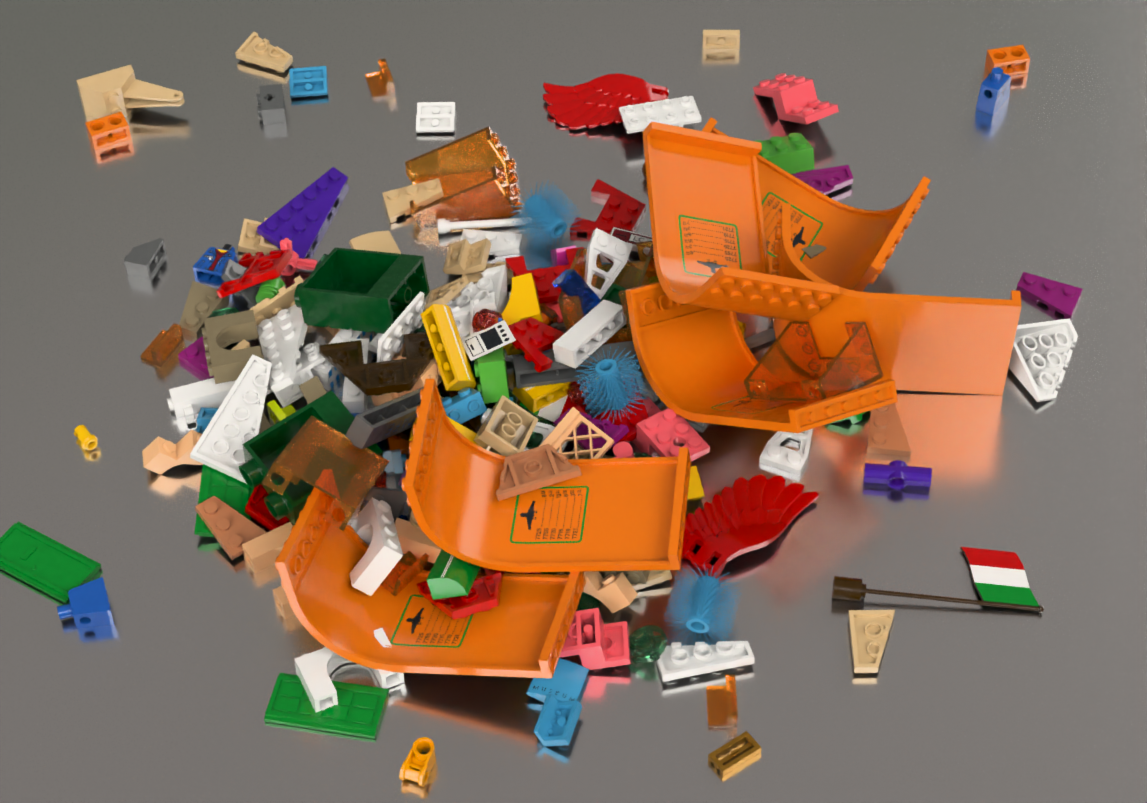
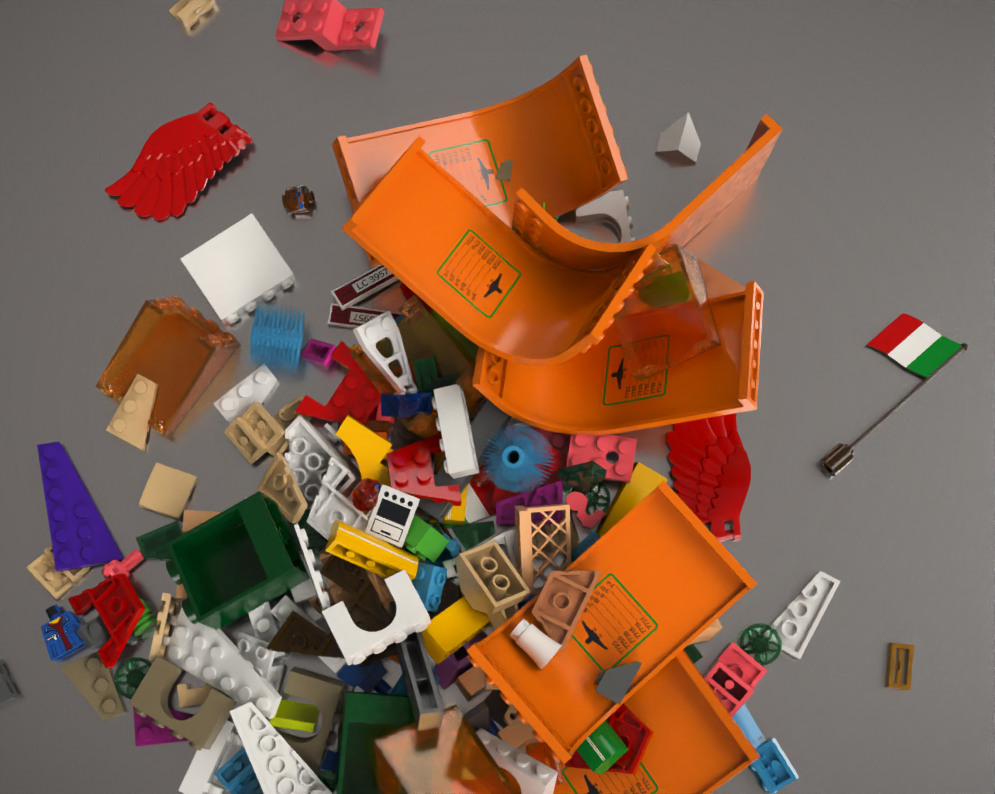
camera: 50 degrees left, 30 degrees up
(163, 346) = (111, 750): clear orange panel -> none
(374, 370) = (359, 644): none -> white arch
(435, 117) = (56, 309): white slope -> none
(445, 225) = (194, 415): white piece -> none
(483, 474) = (535, 643): none -> white plant
(512, 541) = (616, 681): none -> dark grey slope
(576, 170) = (238, 269): none -> white panel
(618, 212) = (315, 271): red wing -> none
(644, 433) = (583, 476): none -> wing
(668, 111) = (245, 142): white bracket -> none
(704, 603) = (776, 581): dark azure piece -> none
(722, 704) = (854, 636): clear orange panel -> none
(789, 152) = (380, 96): bright green brick -> none
(827, 179) = (430, 92): magenta wing -> none
(868, 637) = (888, 485): tan wing -> none
(897, 475) = (774, 319): dark purple piece -> none
(1040, 356) = (742, 110): white slope -> none
(1054, 294) = (701, 45): magenta wing -> none

